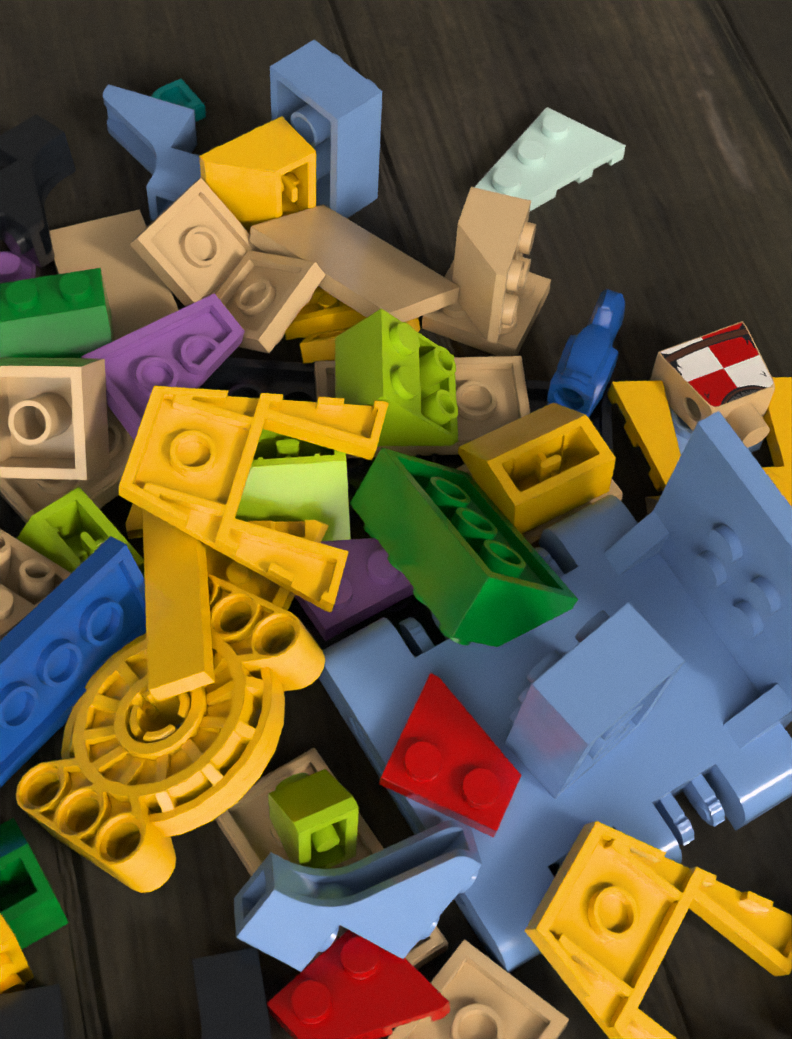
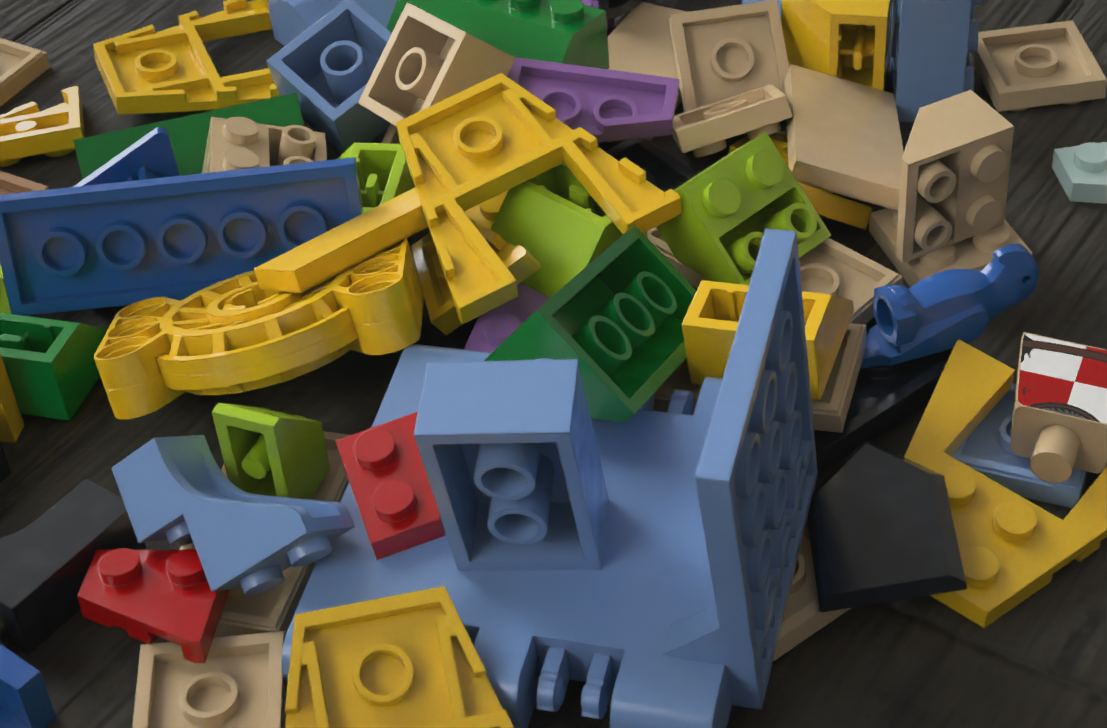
camera: 55 degrees right, 15 degrees down
(407, 124) = (1037, 66): none -> tan plate

